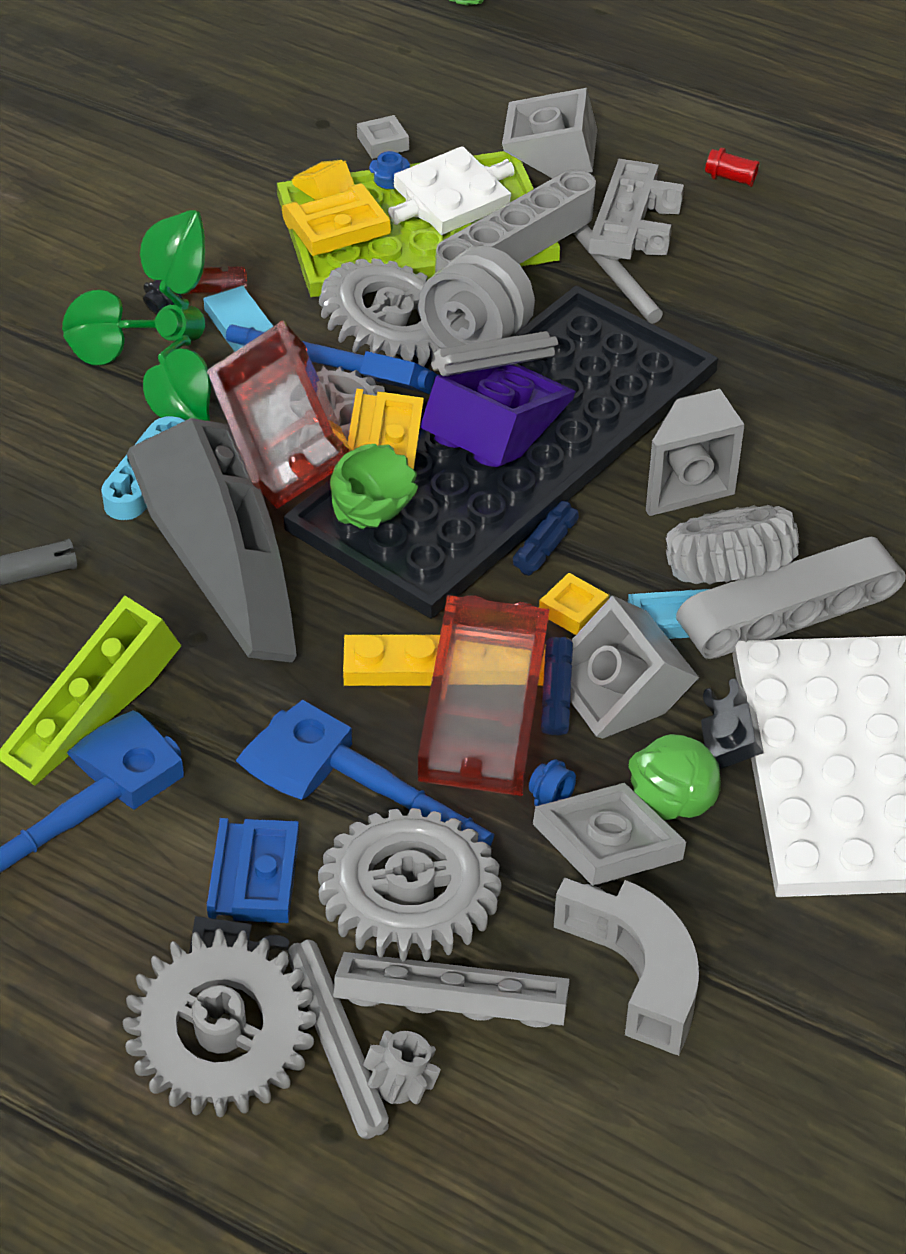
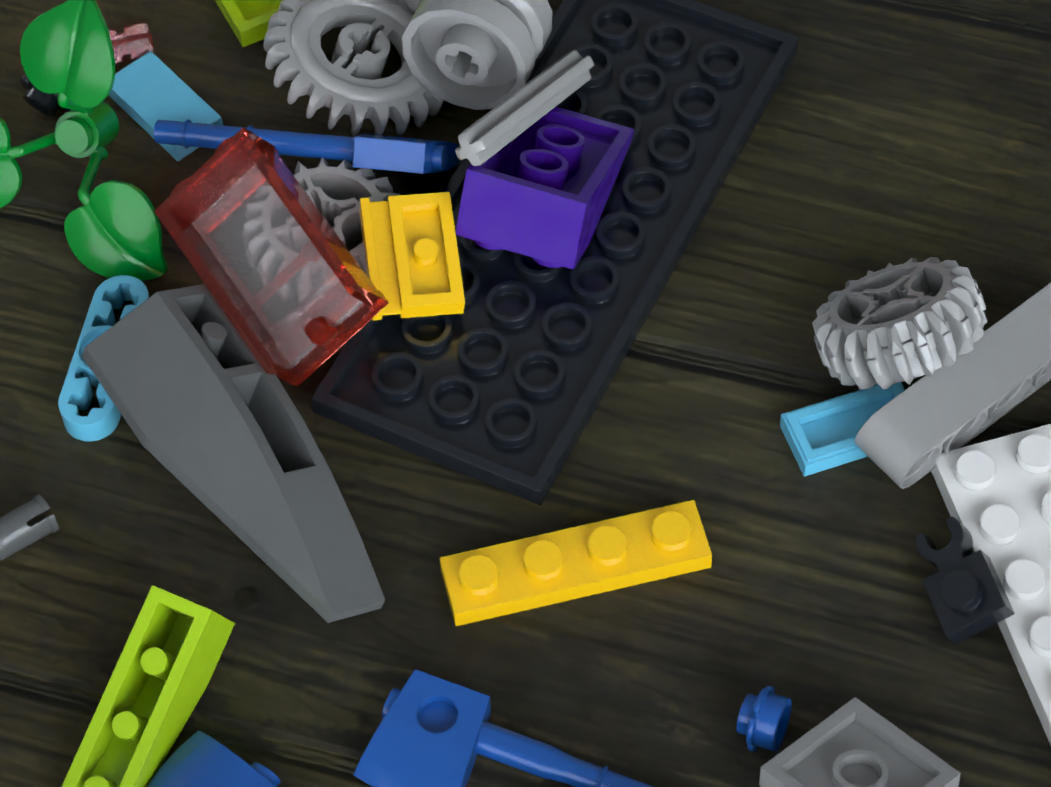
camera: 10 degrees left, 10 degrees up
(371, 485) = (421, 340): bright green hair -> none
(483, 695) = (650, 614): door -> none
(545, 538) = (652, 352): dark blue axle -> none
(557, 686) = (732, 574): dark blue axle -> none
(573, 603) = (717, 446): yellow plate -> none
(625, 669) = (805, 532): light grey slope -> none
(676, 776) = (917, 677): bright green hair -> none
(695, 453) = (817, 193): light grey slope -> none

